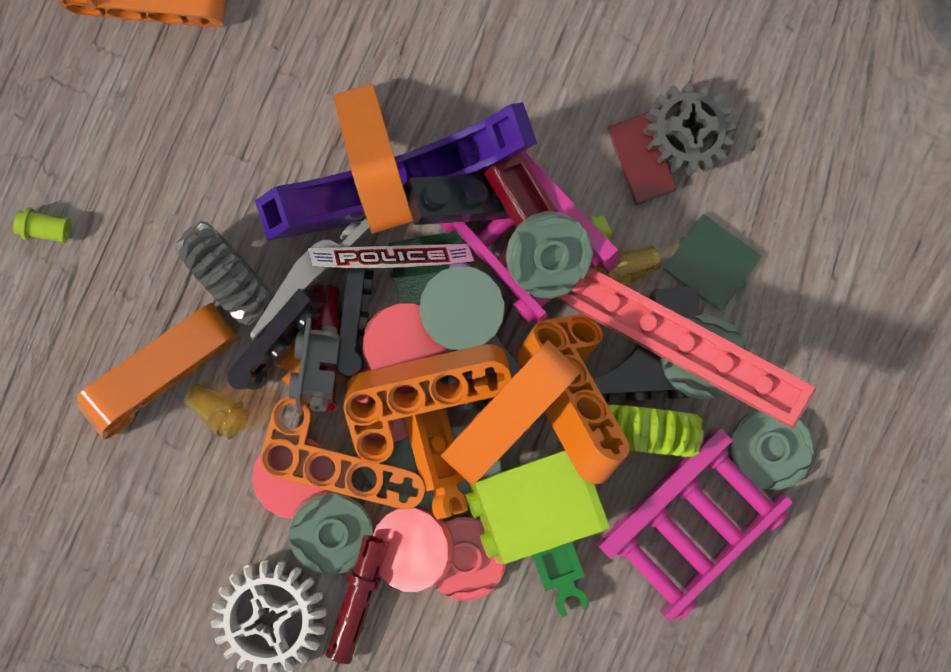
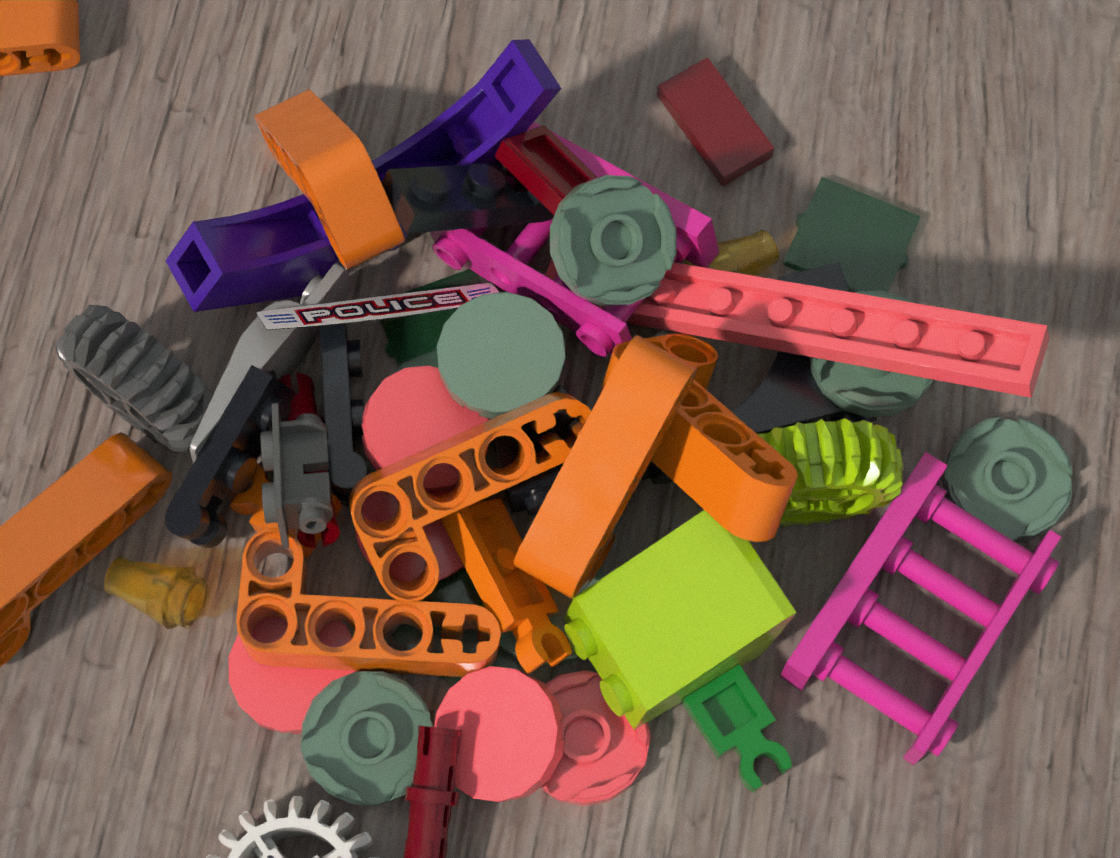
camera: 15 degrees left, 15 degrees down
(701, 116) = (772, 65): dark grey gear -> none

